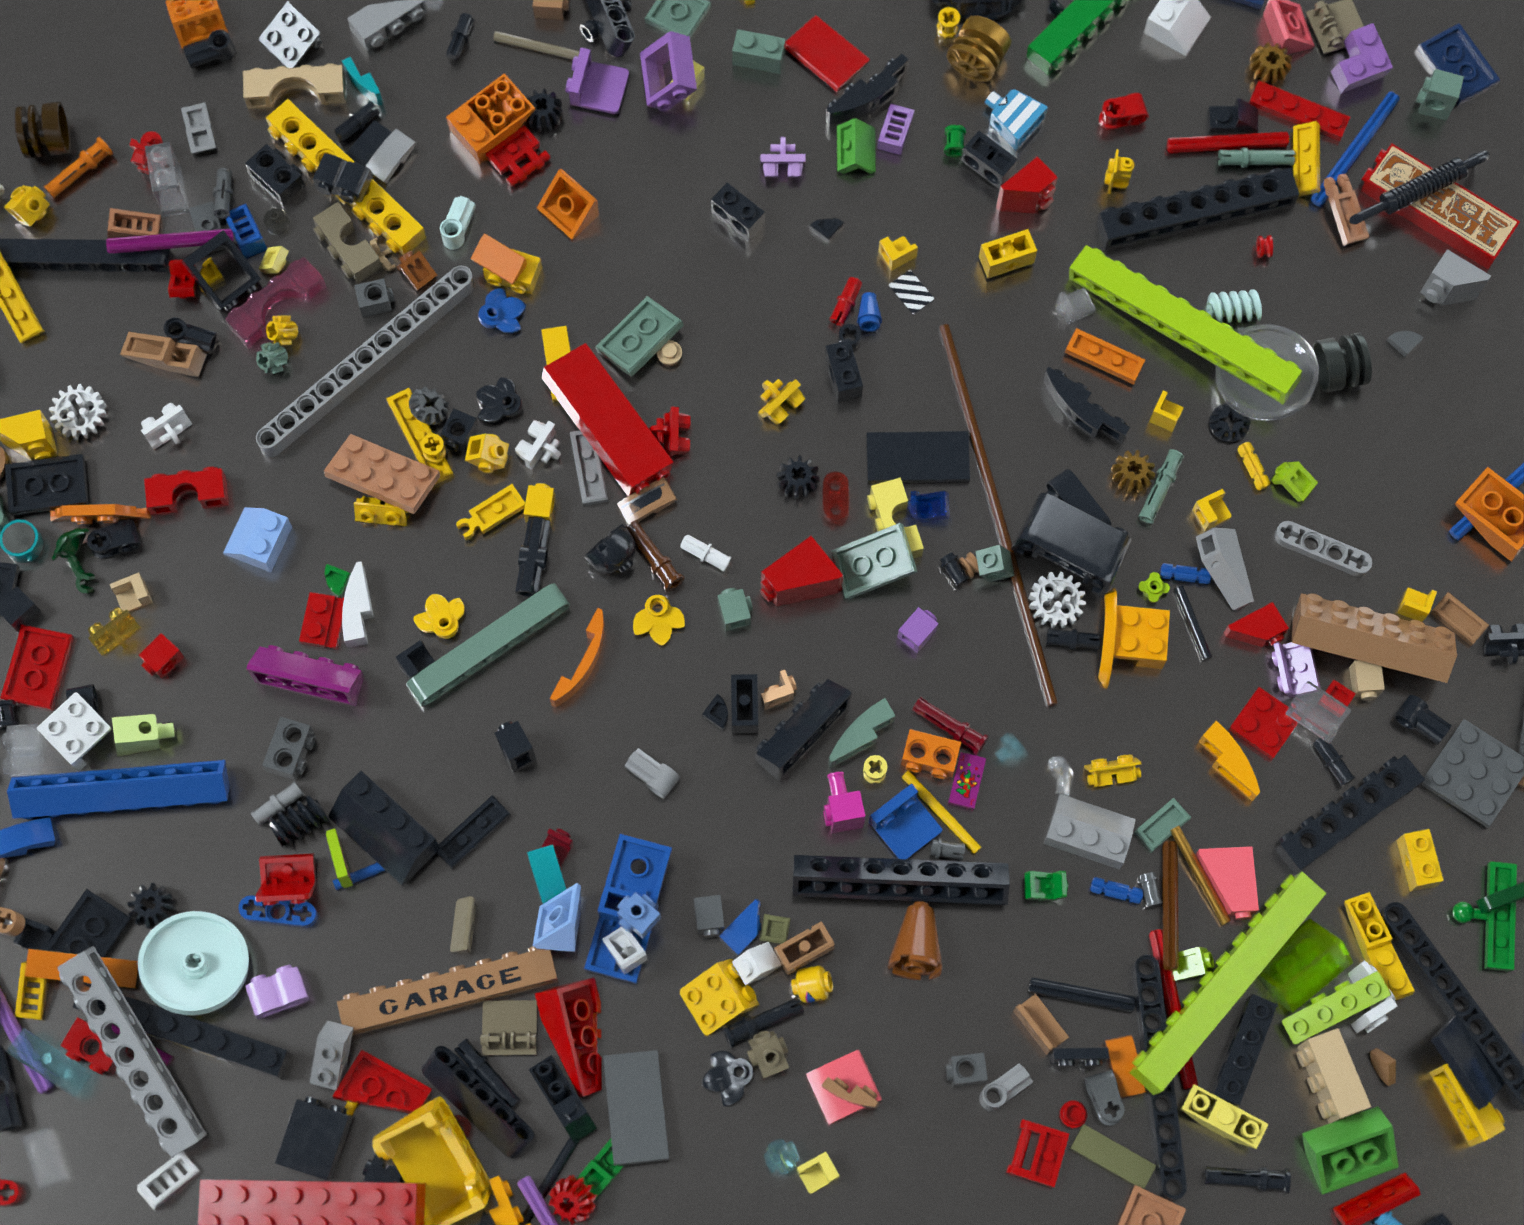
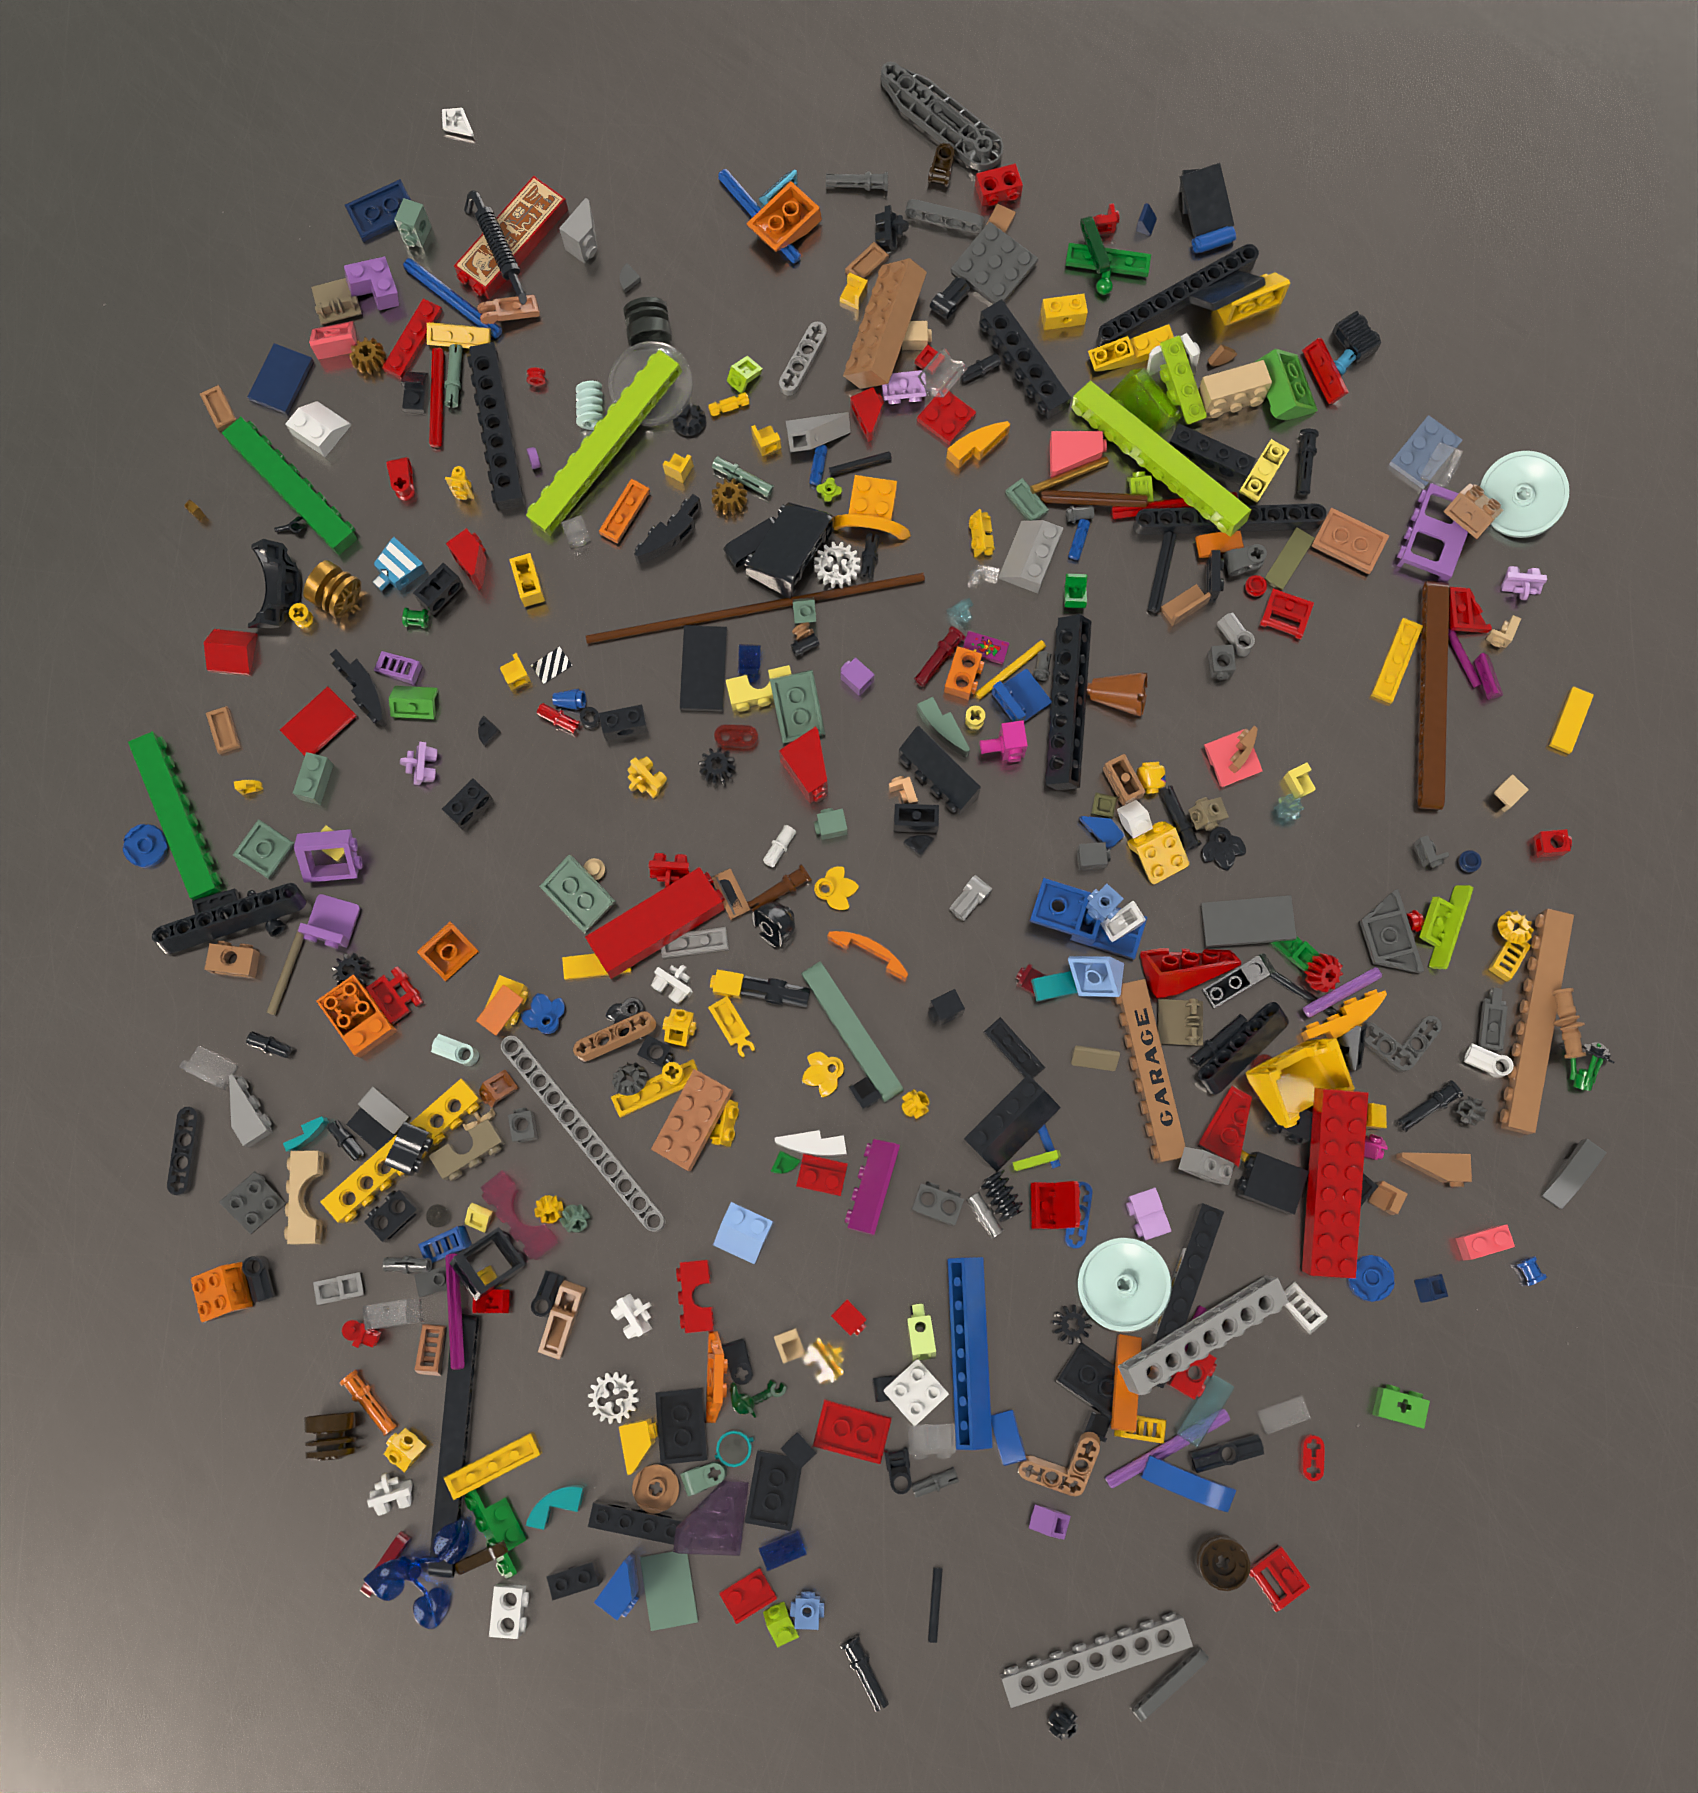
camera: 85 degrees left, 5 degrees up
(404, 718) = (915, 1104): none -> yellow gear
(480, 384) = (615, 1039): none -> medium nougat beam
(1161, 251) = (533, 458): none -> medium lavender tile

